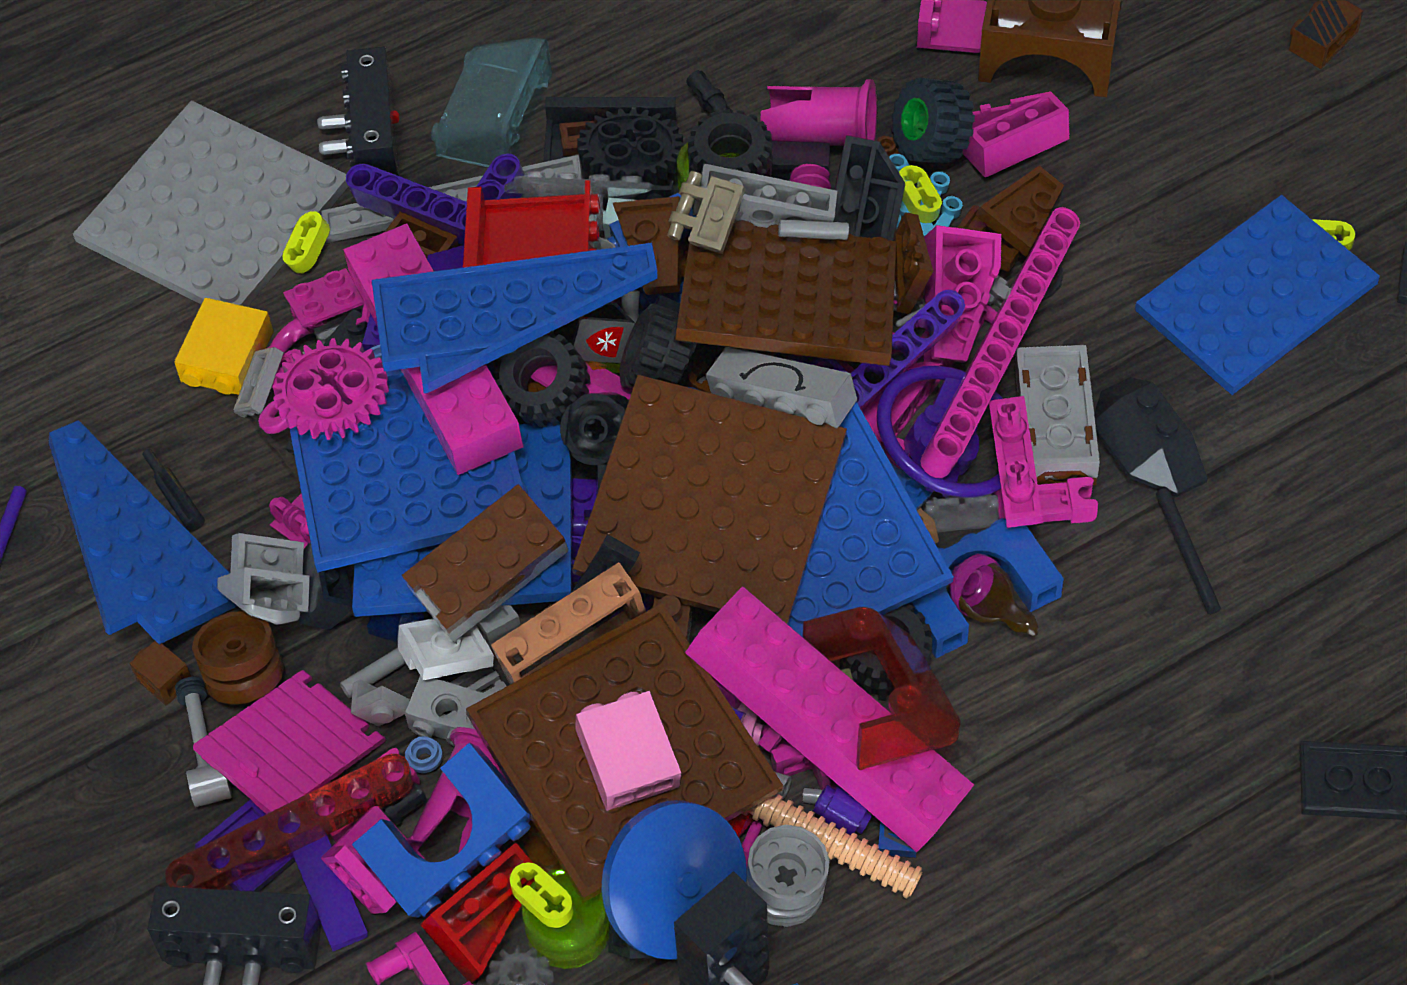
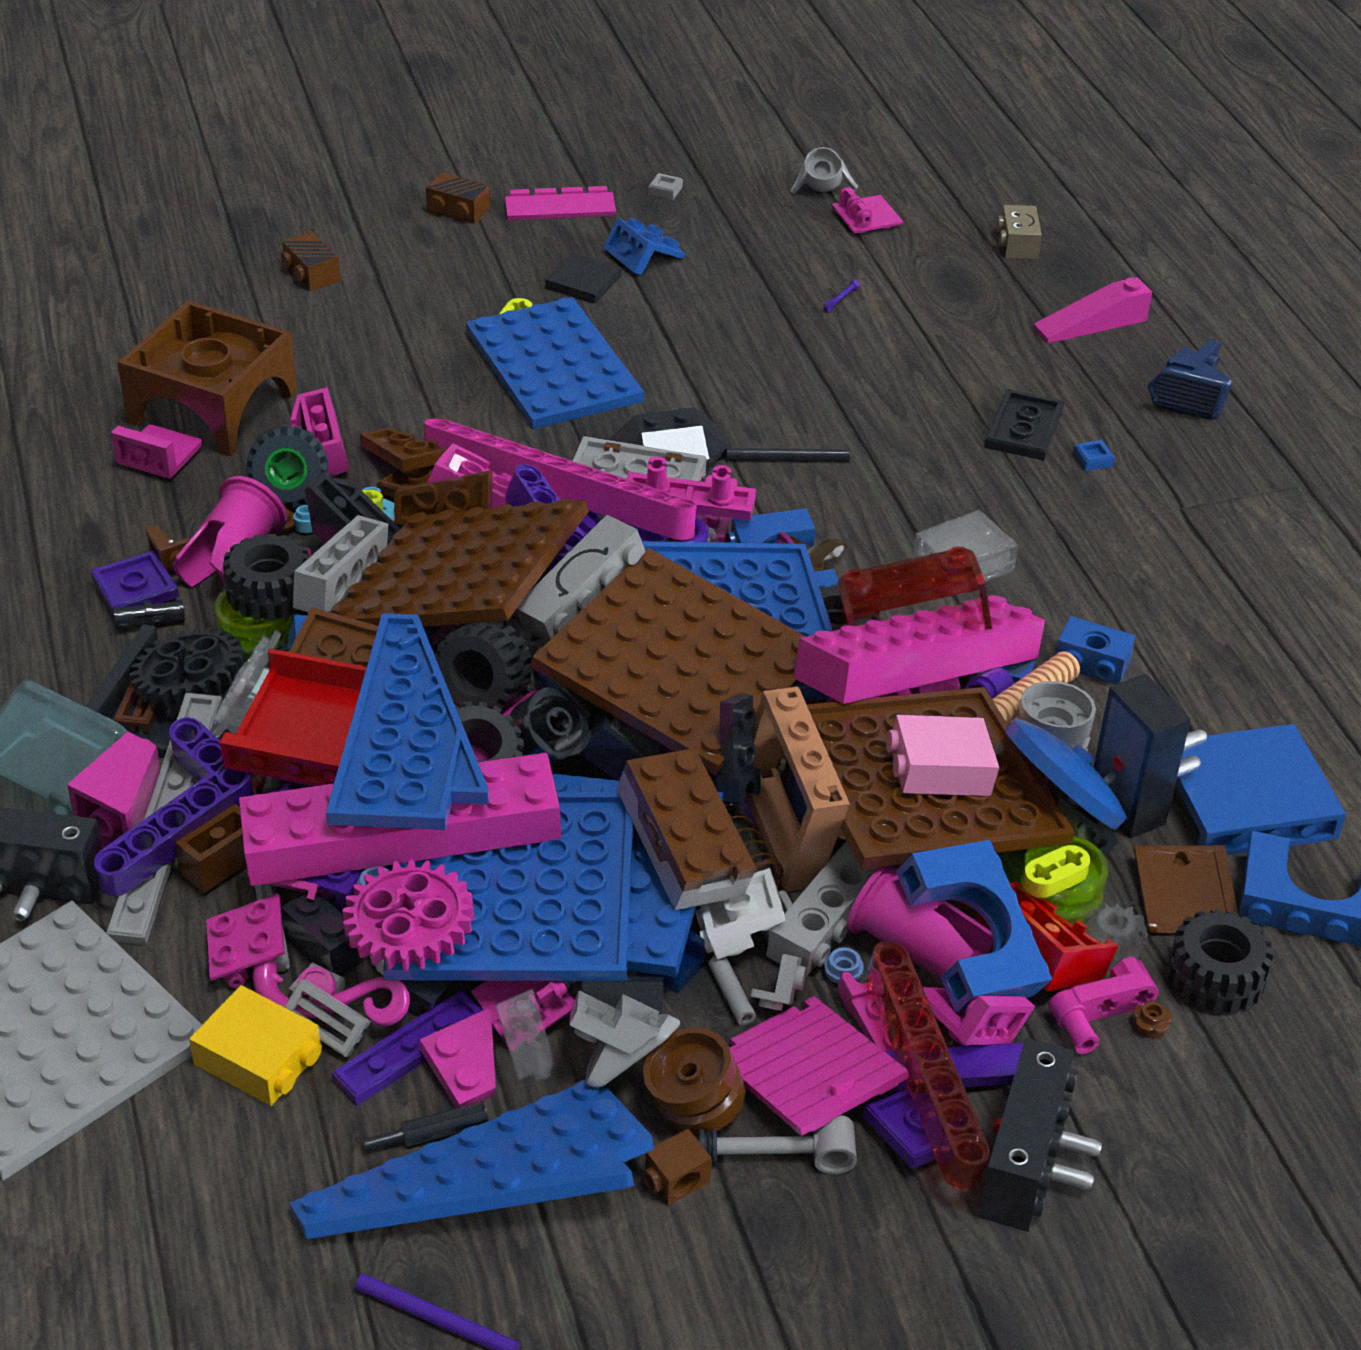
camera: 80 degrees left, 15 degrees down
(242, 492) = (463, 1058): none -> dark pink wing
(248, 449) = (399, 1051): none -> dark purple tile
(266, 514) = (525, 1036): none -> clear hinge
(306, 242) = (152, 943): neon yellow beam -> none
(451, 151) = (117, 786): none -> dark pink slope
(714, 216) = (362, 572): dark tan plate -> none
(747, 73) = (134, 581): none -> dark purple plate
(802, 72) = (164, 546): none -> reddish brown bracket
(813, 229) = (389, 543): light grey piece -> none
(947, 928) = (1098, 649): none -> blue brick
(1071, 752) = (976, 532): none -> clear brick
(1329, 864) = (1093, 455): none -> blue tile

